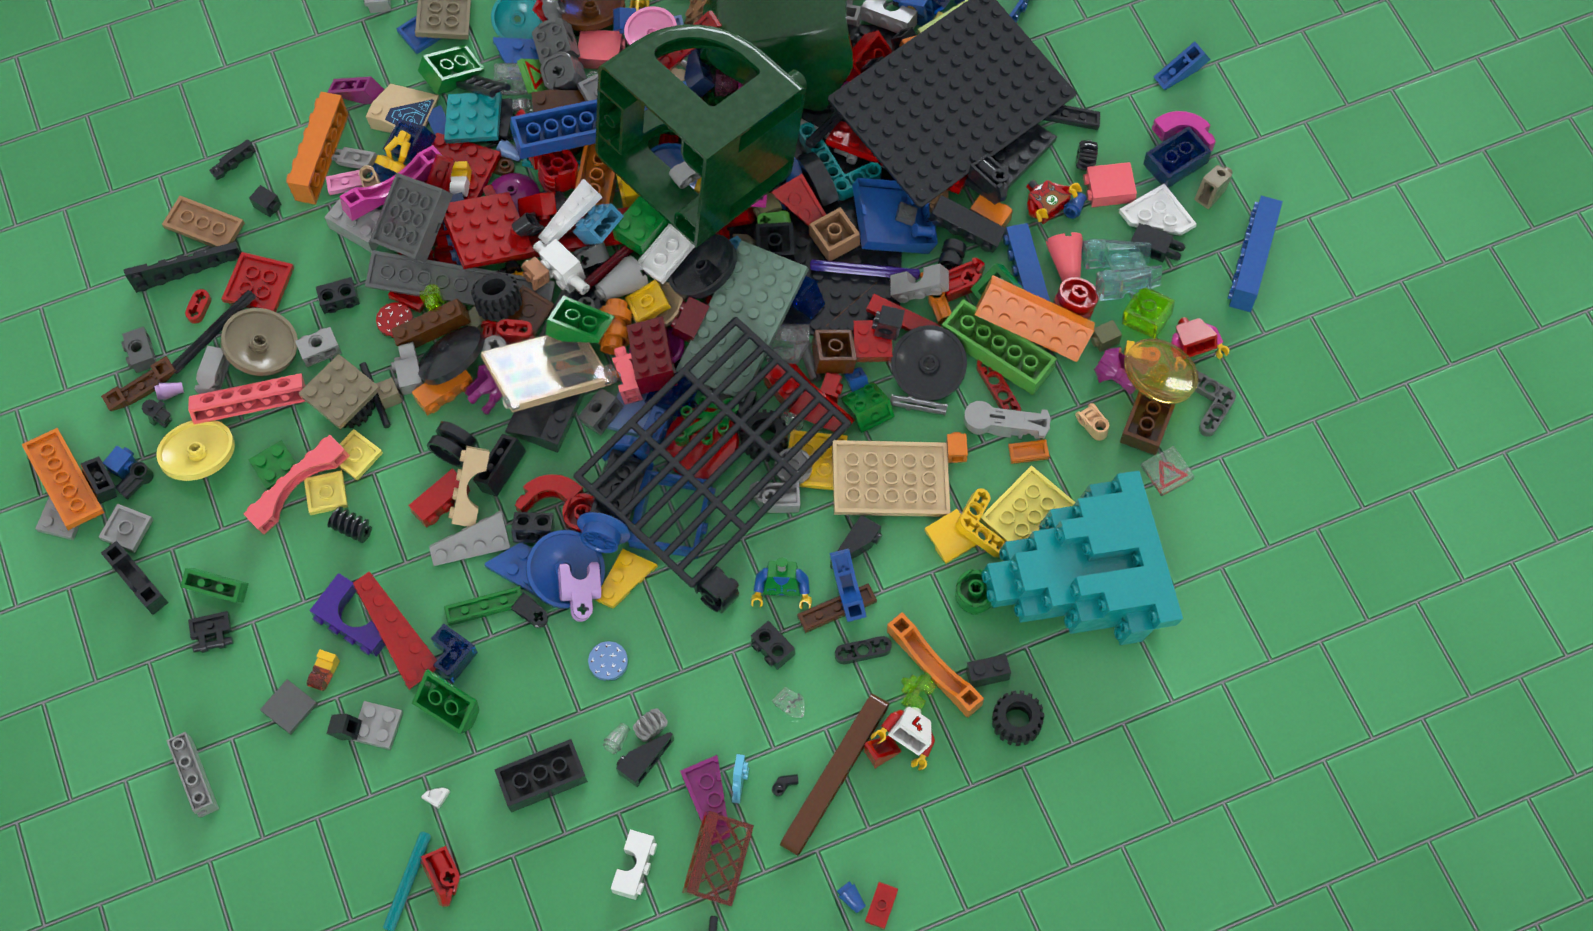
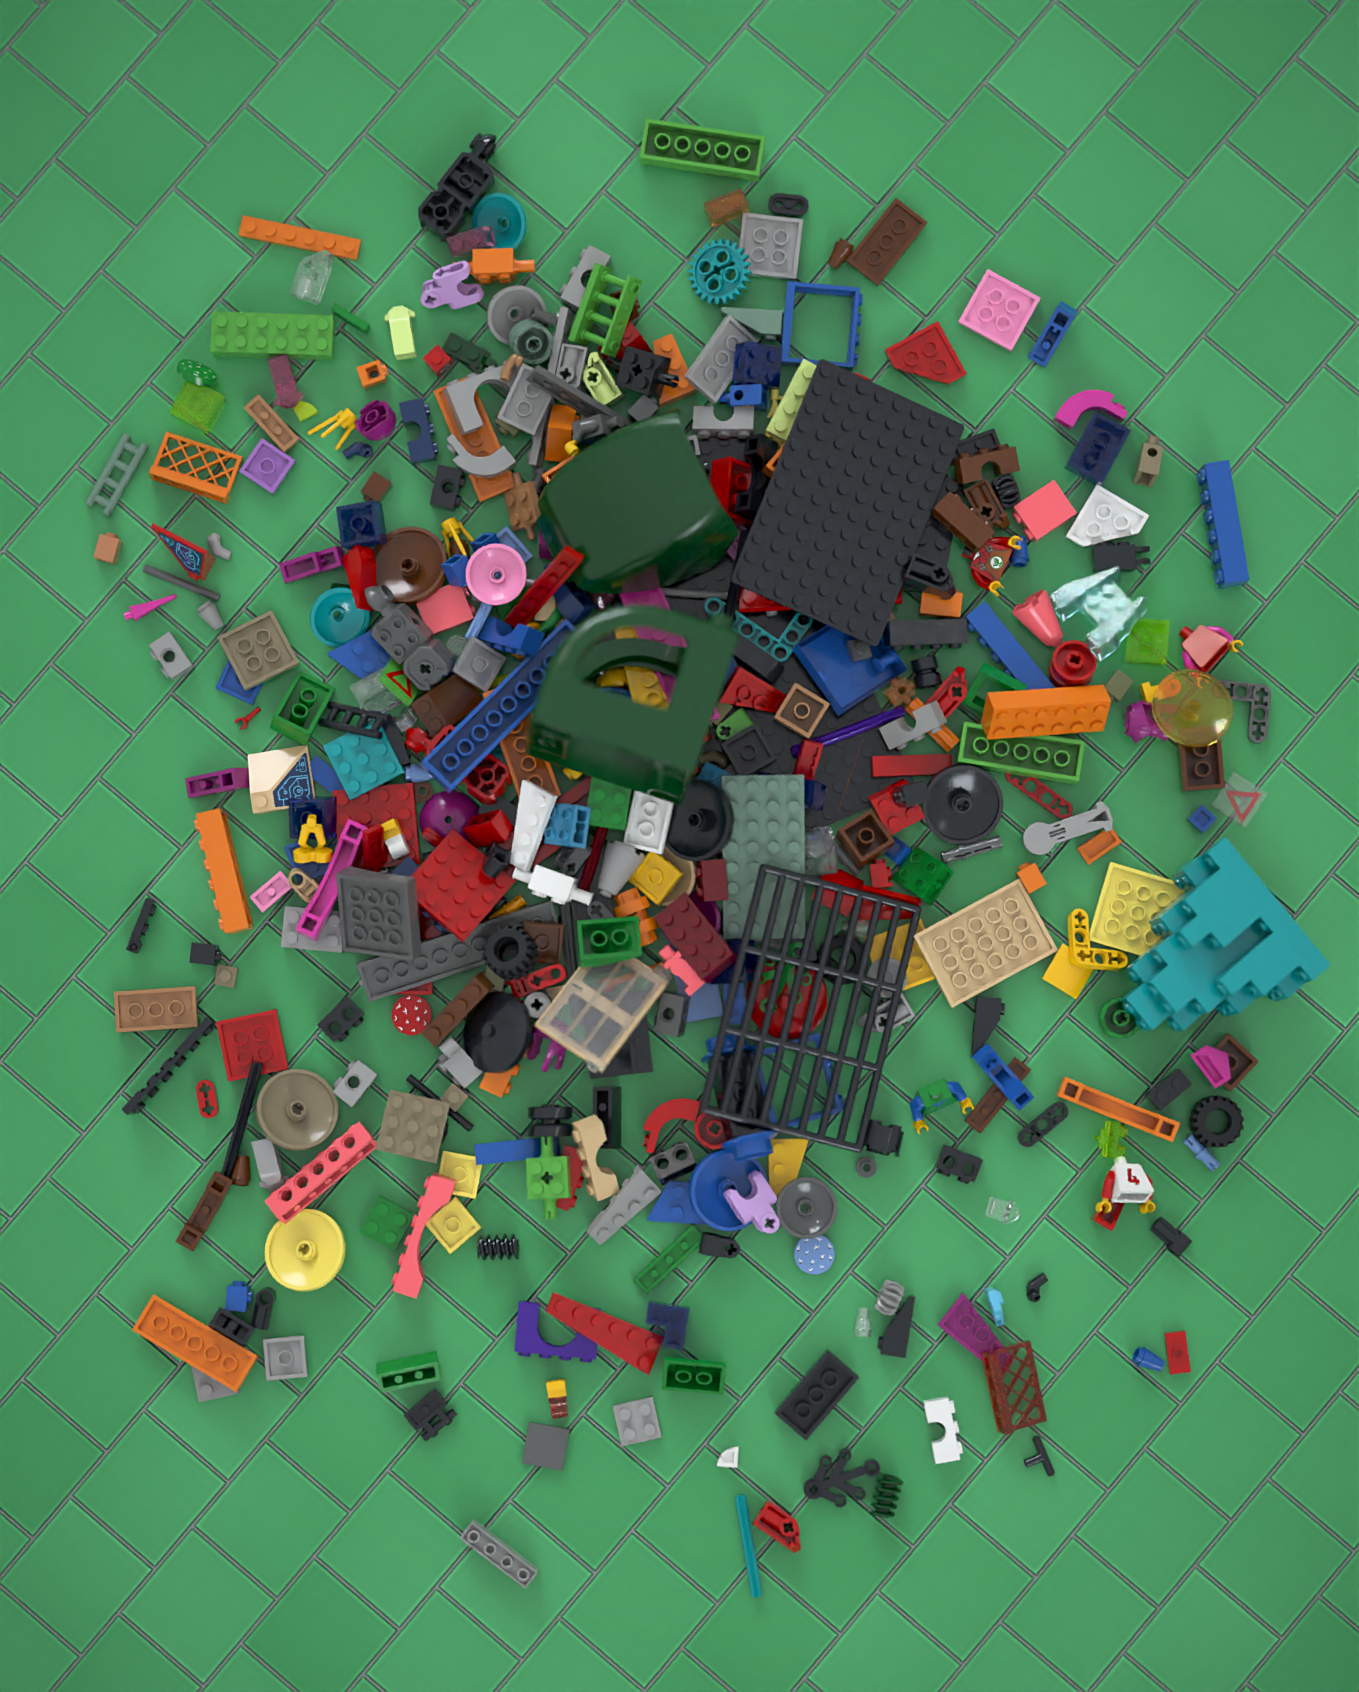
camera: 25 degrees left, 20 degrees up
(134, 577) = (316, 1397): black arch -> none
(137, 340) = (192, 1180): dark grey brick -> none
(156, 412) = (243, 1232): black hips -> none
(168, 390) = (235, 1202): lavender cone -> none
(187, 371) = (241, 1172): none -> reddish brown cone
(271, 226) = (226, 976): none -> dark tan plate
(344, 727) = (611, 1441): black brick -> none
(354, 157) = (266, 861): light grey hinge -> none
(401, 60) = (247, 718): none -> red hand
(412, 456) = (511, 1150): none -> blue slope
(422, 482) = (557, 1167): none -> bright green brick
(432, 297) = (445, 983): clear neon green hips -> none
(519, 862) = (838, 1480): none -> black plant
(535, 273) = (530, 905): nougat brick -> none
(551, 897) = (886, 1496): none -> dark green piece
(617, 603) = (820, 1211): none -> dark grey dish
(692, 616) = (866, 1160): none -> dark grey plate
(822, 270) = (808, 758): none -> red plate
(834, 774) = (1077, 1255): reddish brown beam -> none
(922, 257) = (895, 697): none -> clear orange brick
(929, 803) = (1174, 1239): none -> black piece
(991, 740) = (1201, 1152): none -> medium blue pin
(1037, 660) = (1213, 1064): none -> dark pink slope
(1039, 156) = (963, 522): none -> reddish brown brick
(1052, 672) = (1239, 1058): none -> reddish brown brick
(1065, 159) = (982, 498): none -> reddish brown piece
(1073, 40) = (927, 356): none -> red plate
(1091, 419) = (1145, 784): light nougat piece -> none
(1094, 130) = (969, 466): none -> reddish brown arch
(1126, 465) = (1201, 819): none -> blue plate
(1147, 34) = (999, 310): none -> bright pink plate

